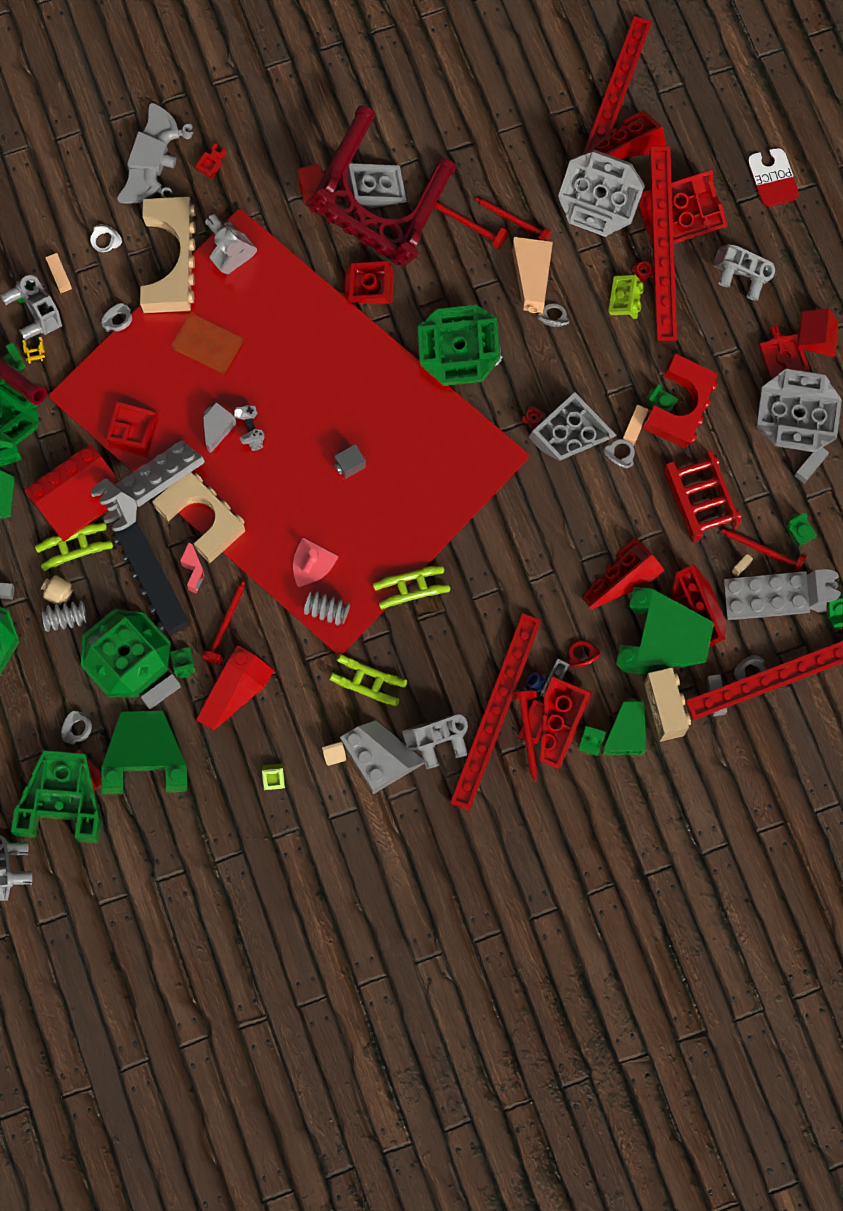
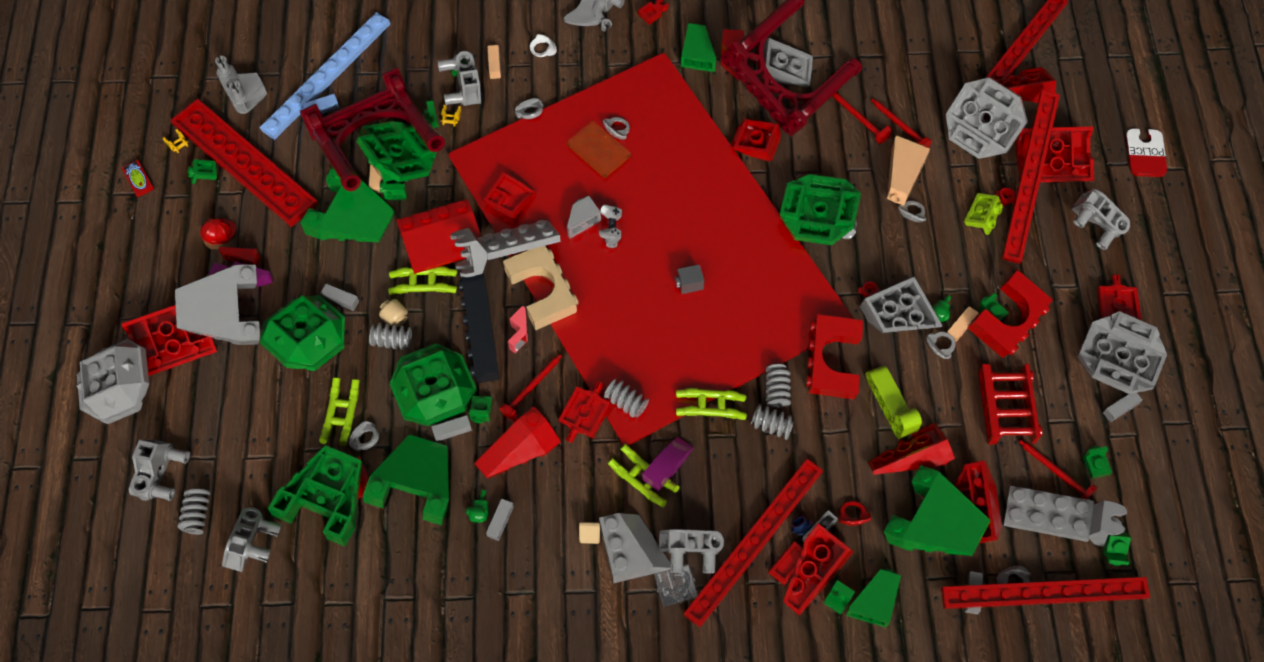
camera: 20 degrees right, 10 degrees down
(32, 701) = (336, 402): none -> lime piece
(174, 290) = (586, 98): tan arch -> none
(218, 766) = (479, 511): none -> green piece
(224, 320) = (620, 134): none -> light grey piece
(232, 246) = (647, 77): light grey piece -> none
(242, 768) = (500, 519): none -> light grey piece
(273, 776) = (526, 537): lime slope -> none
(274, 194) = (698, 49): none -> green slope
(289, 634) = (585, 412): none -> red plate
(311, 563) = (626, 356): coral shield -> none
(387, 660) = (667, 463): none -> magenta slope
(433, 780) = (675, 586): none -> clear piece
(471, 548) = (777, 386): none -> light grey piece
(478, 586) = (772, 421): none -> light grey piece
(515, 527) = (822, 378): none -> red arch
(522, 698) = (784, 536): red piece -> none
(587, 528) = (900, 417): none -> lime beam
(610, 415) = (942, 310): none -> green piece
(667, 704) = (922, 585): tan brick -> none
(741, 565) = (1031, 478): tan tile -> none
(818, 332) = (1158, 291): red slope -> none

